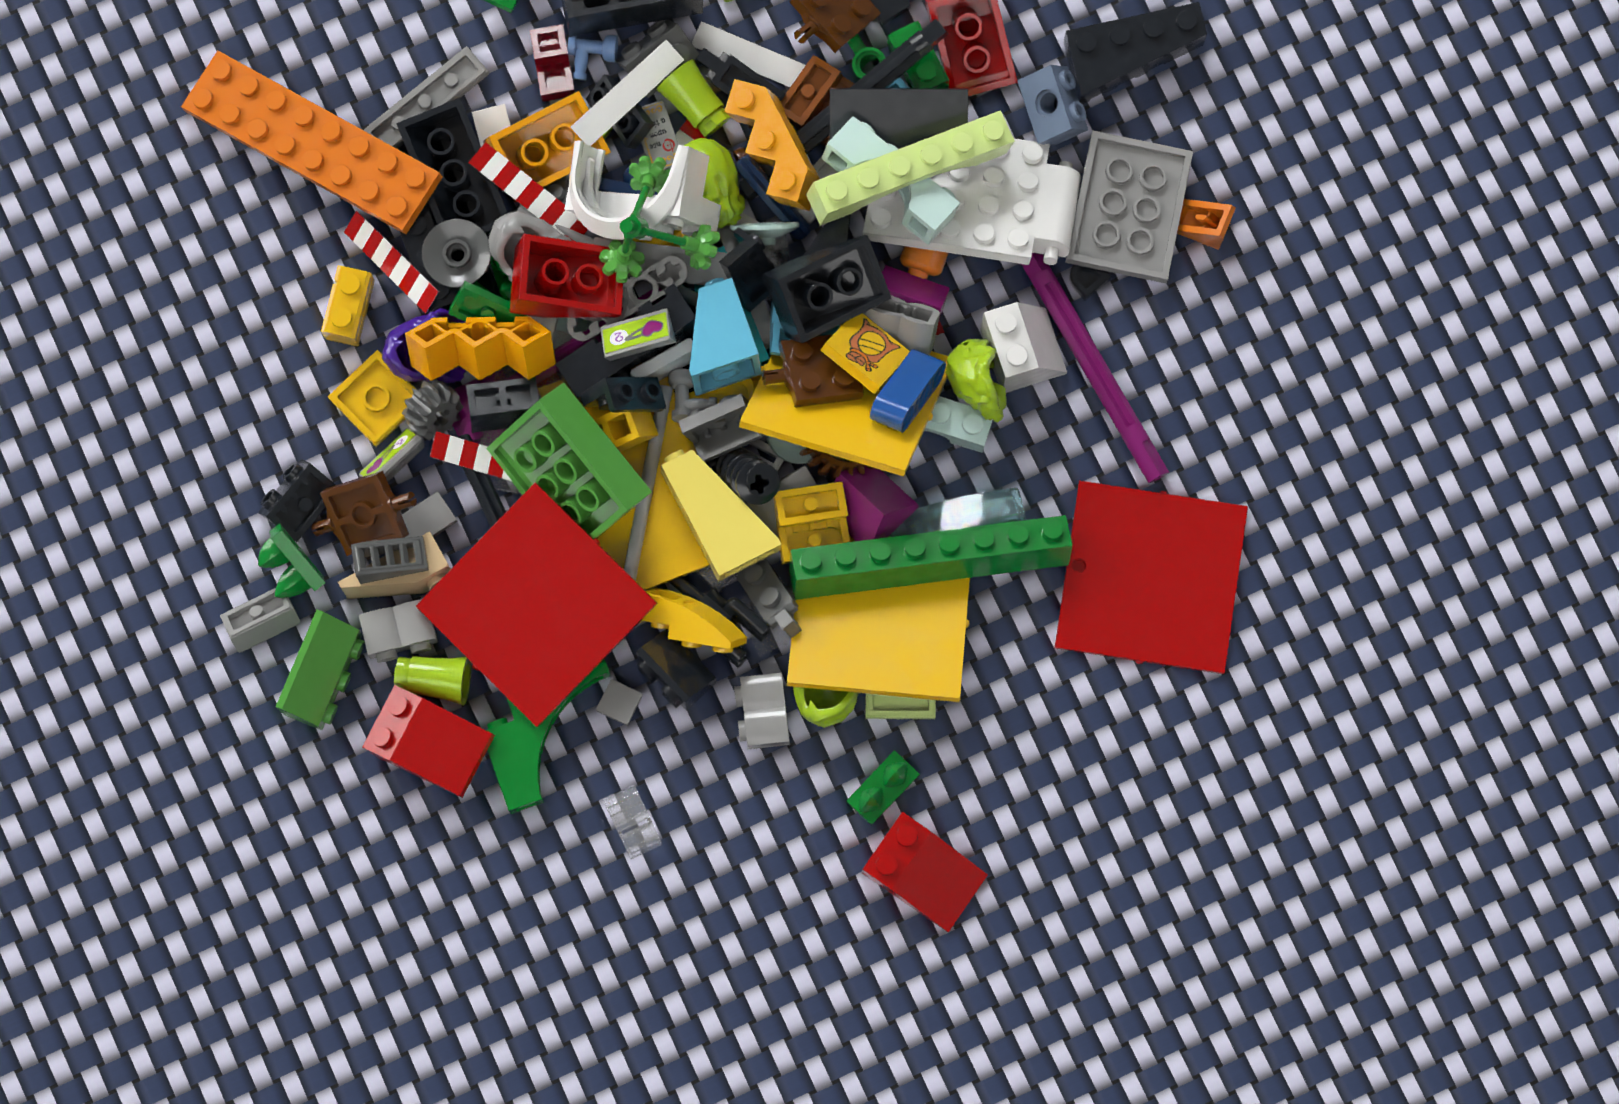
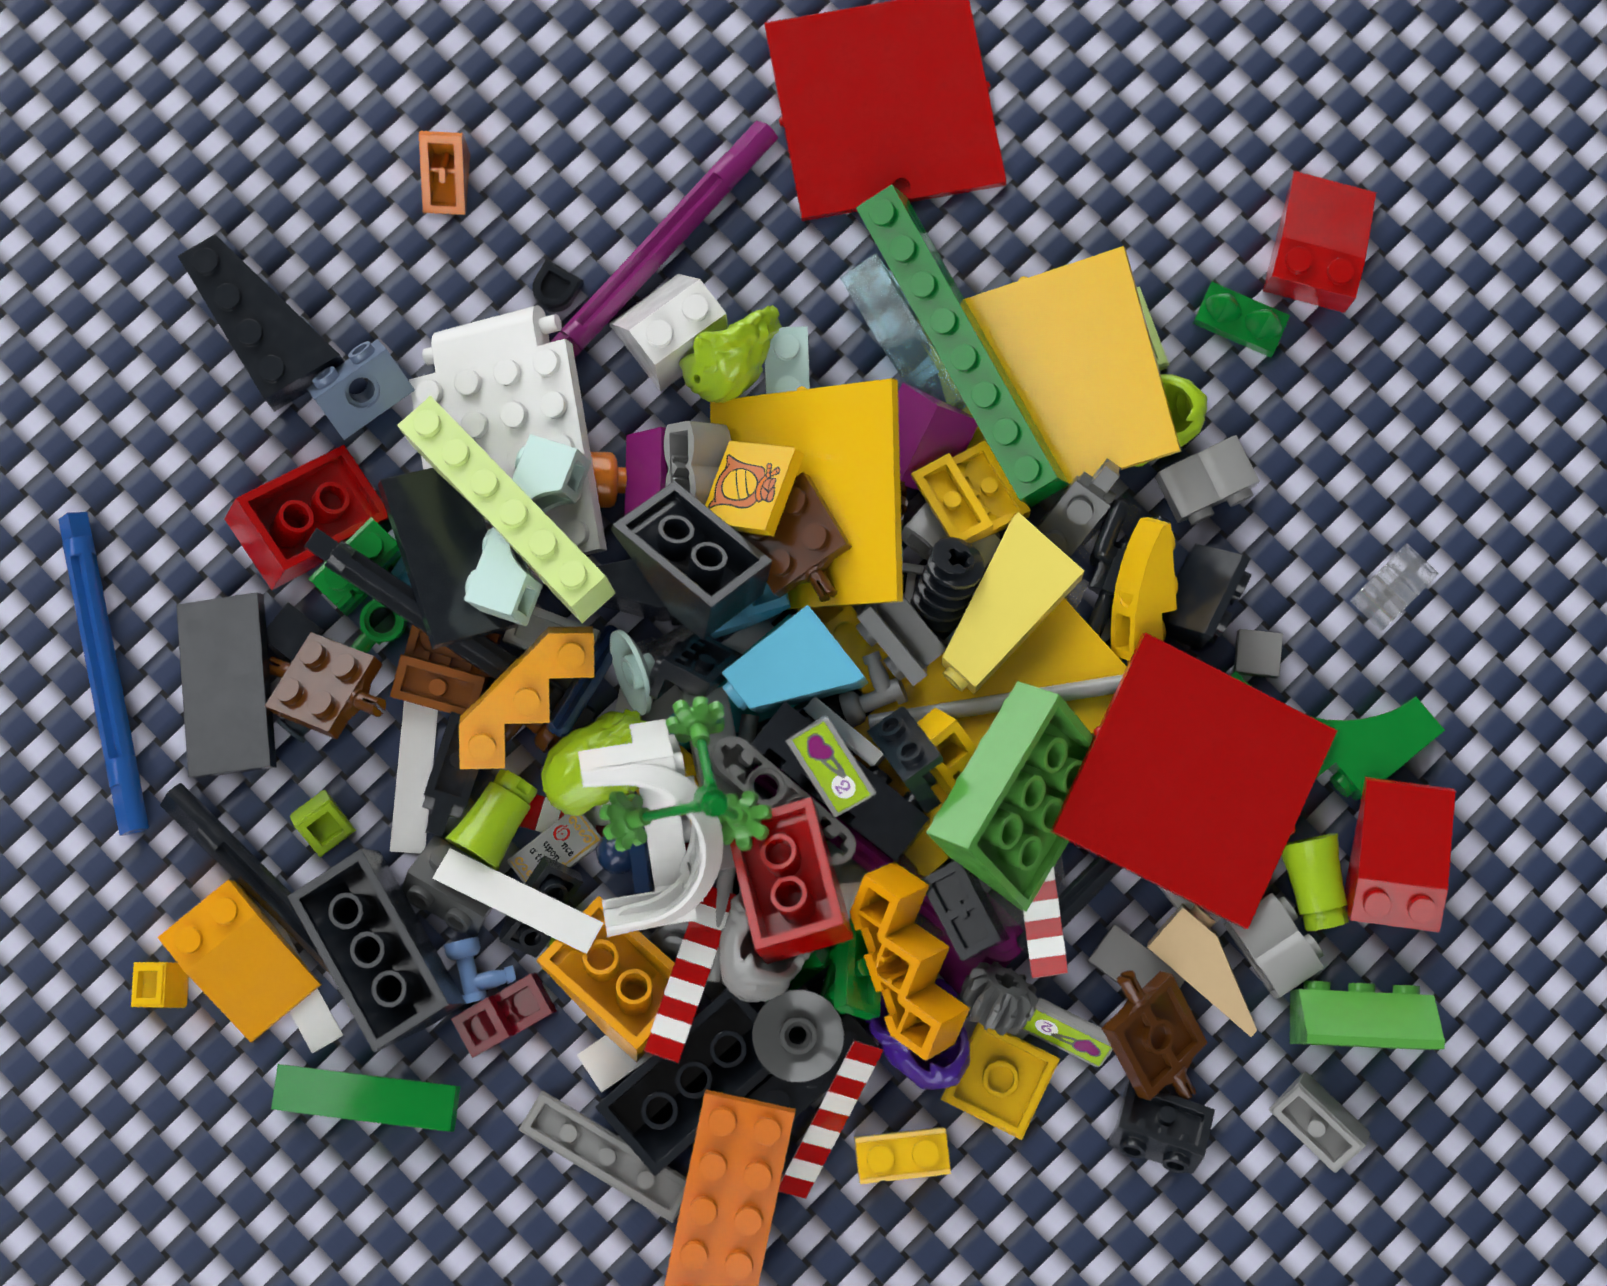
camera: 110 degrees left, 0 degrees up
(299, 575) = (1248, 1088): green tile -> none
(391, 570) = (1220, 1016): dark grey slope -> none
(907, 390) = (782, 422): blue beam -> none
(1129, 206) = (453, 262): light grey plate -> none

